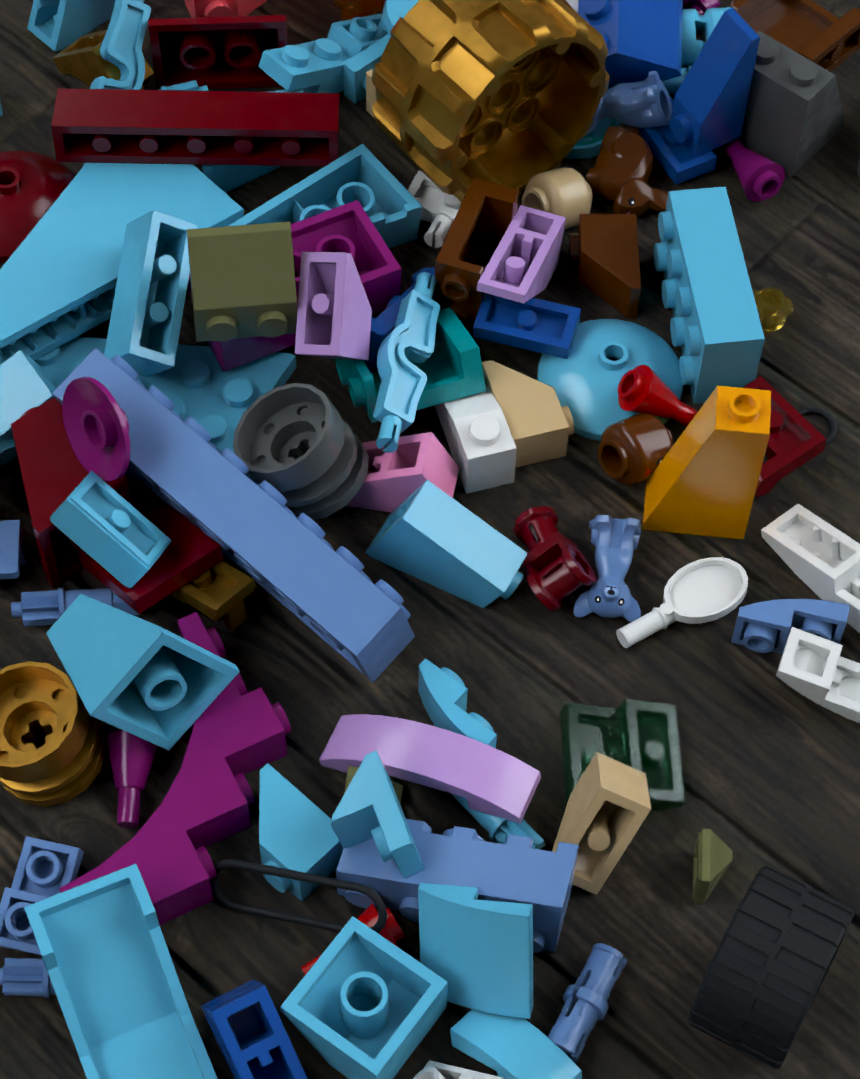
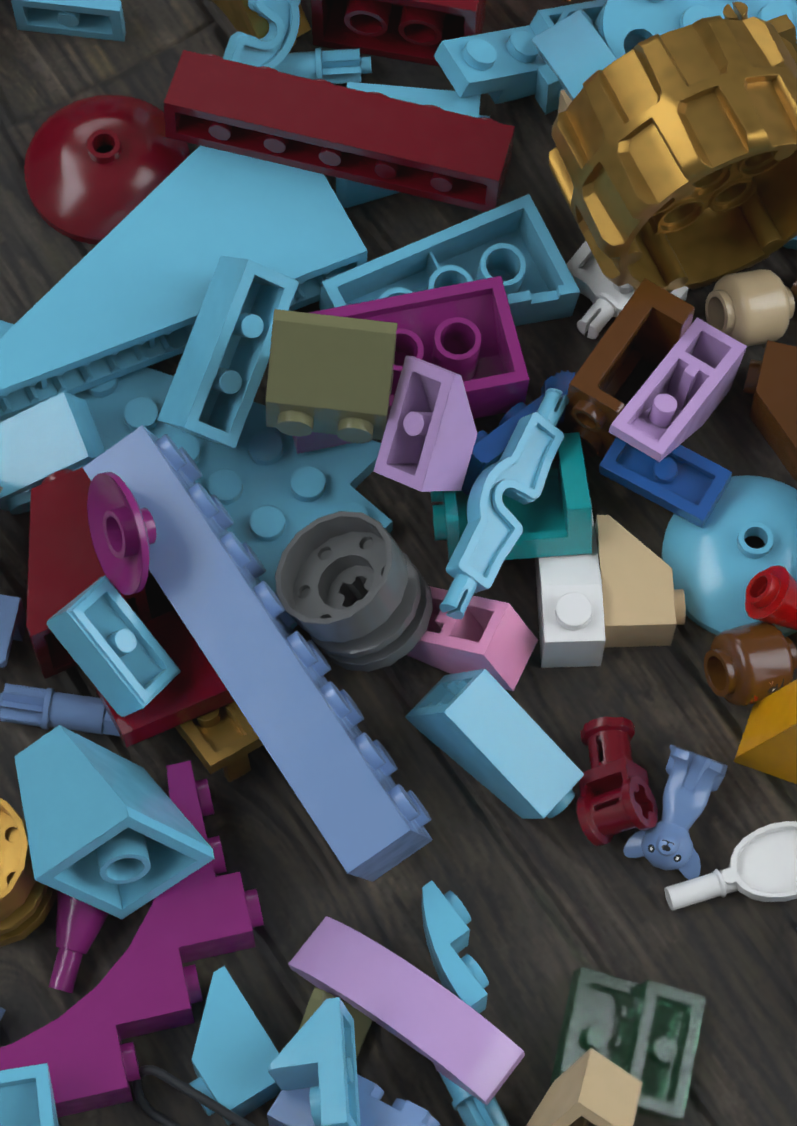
camera: 15 degrees right, 10 degrees up
(366, 38) = (573, 51): none -> medium azure slope

